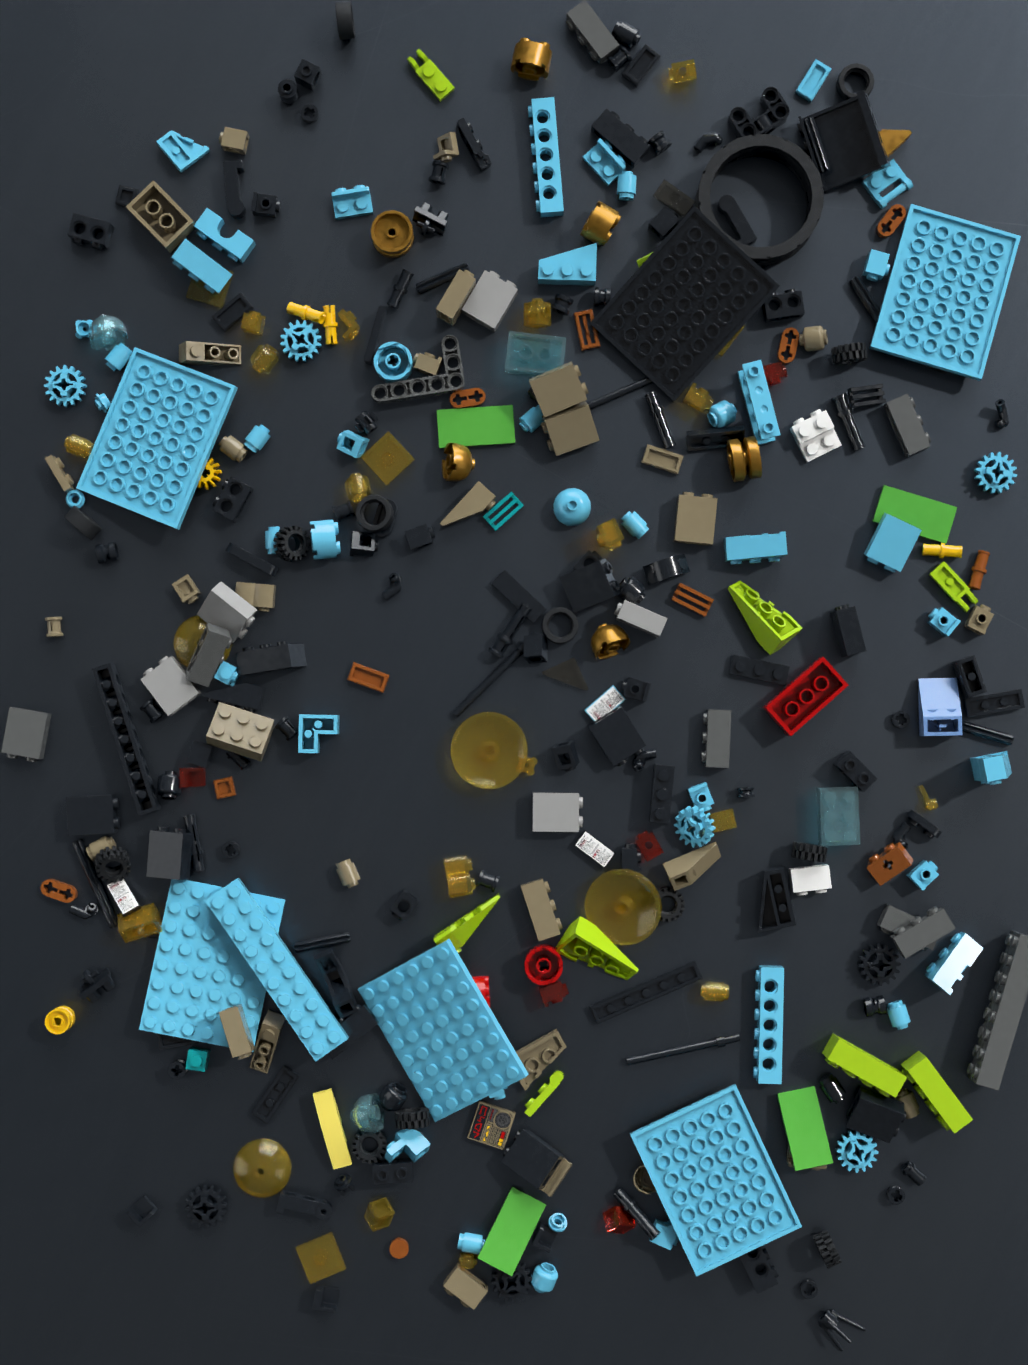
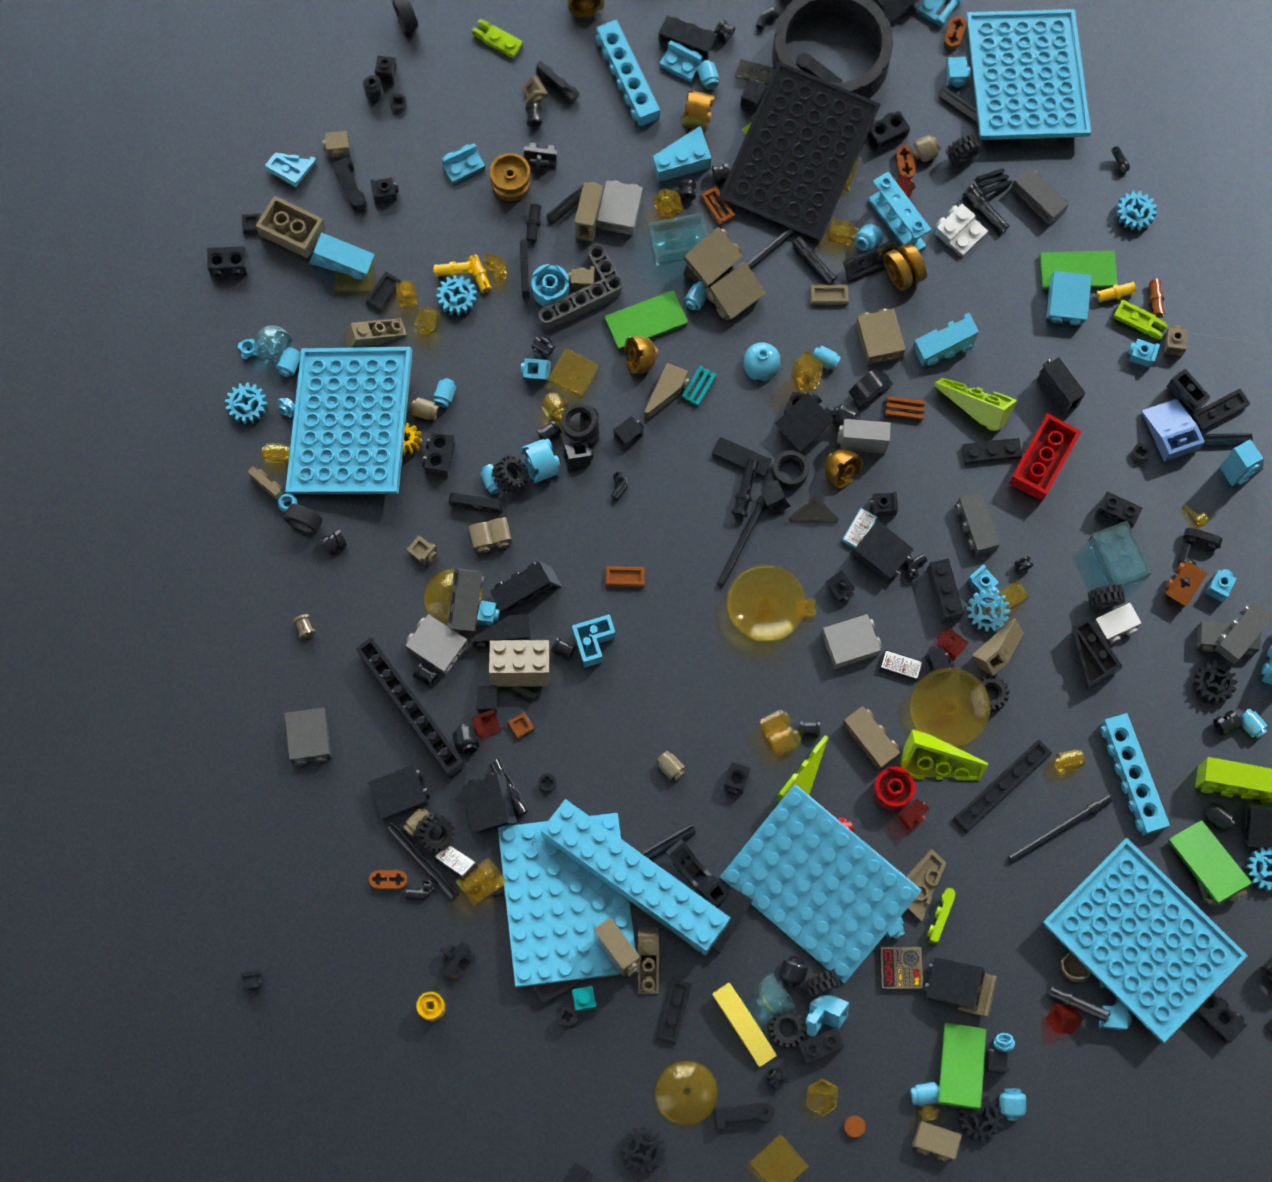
camera: 20 degrees left, 15 degrees down
(228, 611) = (469, 553): light grey brick -> none
(237, 246) = (368, 233): medium azure arch -> none
(466, 394) = (629, 298): dark orange beam -> none

